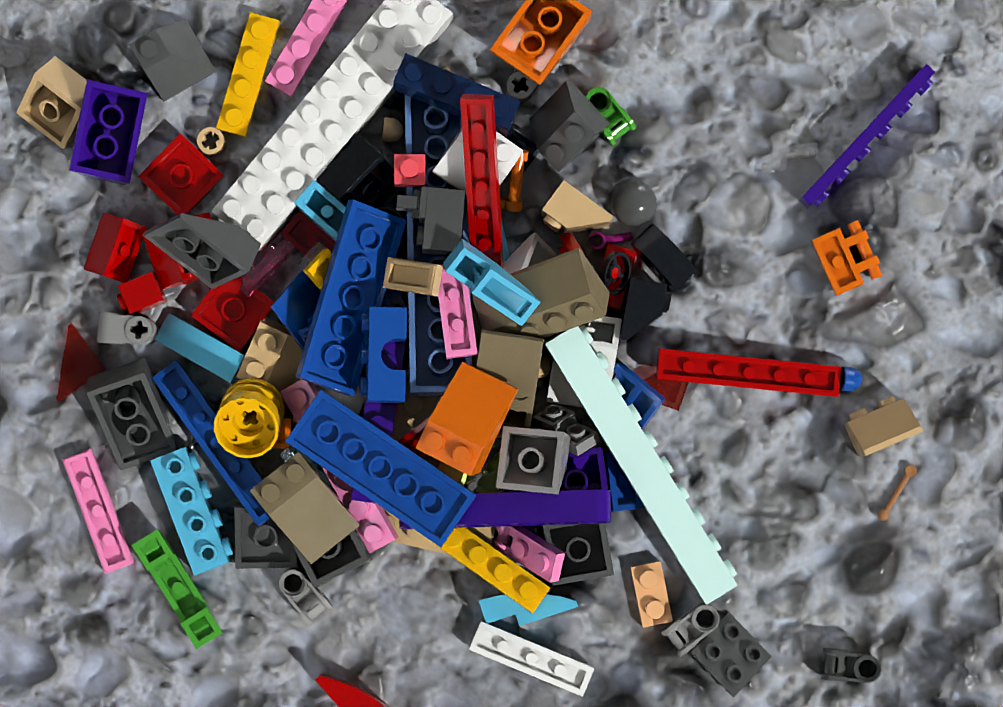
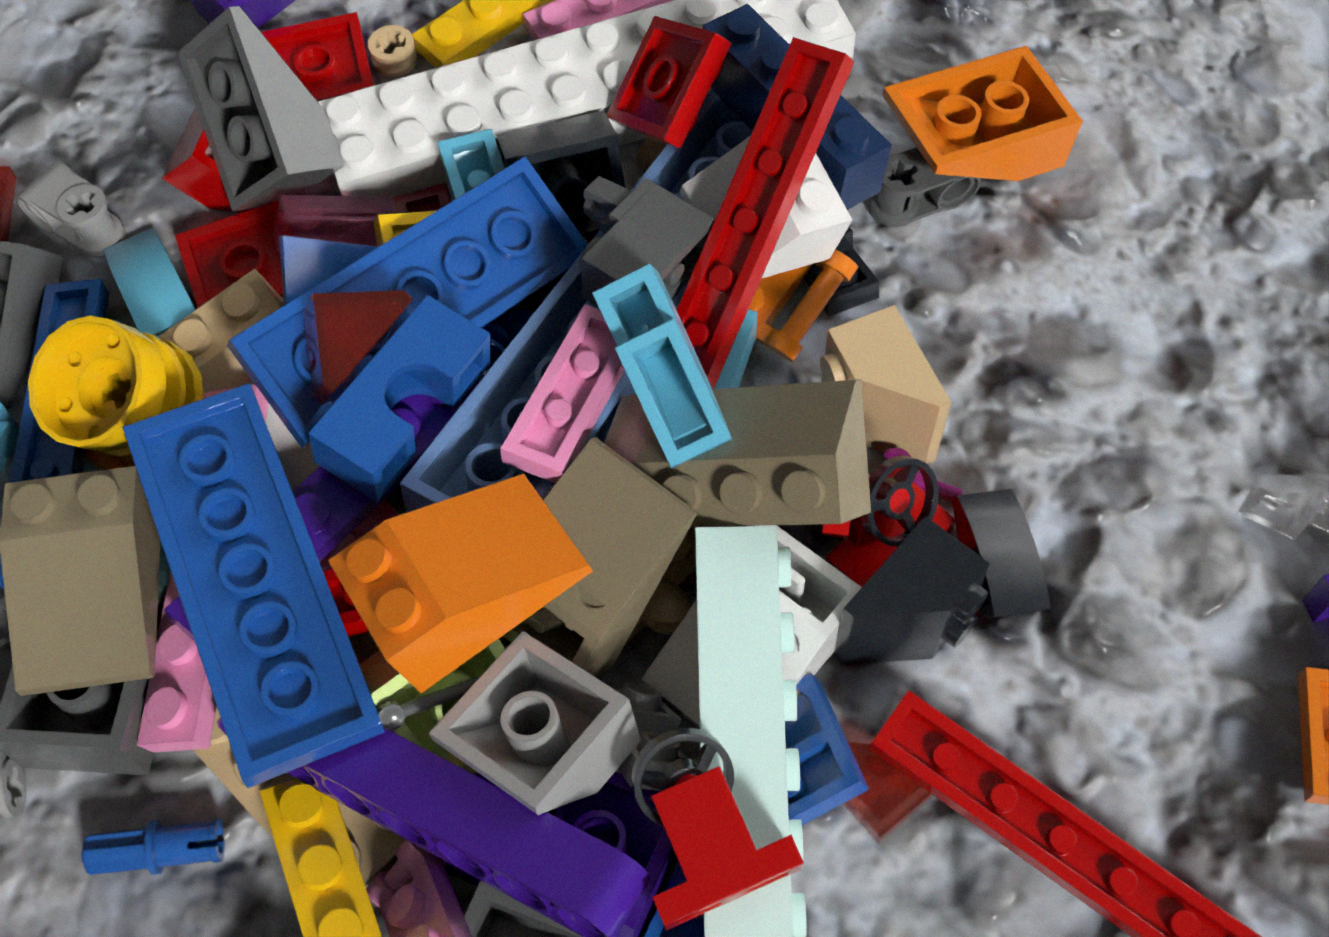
camera: 30 degrees right, 25 degrees down
(114, 247) = (148, 112): red panel -> none
(141, 294) = (131, 174): red brick -> none
(347, 343) = (343, 332): none -> clear red slope
(388, 113) = (669, 80): none -> red plate
(397, 584) = (153, 847): none -> blue axle
(409, 170) = (647, 161): coral plate -> none
(412, 276) = (539, 309): tan tile -> none
(566, 126) = (948, 269): dark grey slope -> none
(614, 115) = (1023, 300): bright green piece -> none
(620, 462) = (706, 830): none -> red piece
(632, 202) = (992, 443): dark grey hair -> none

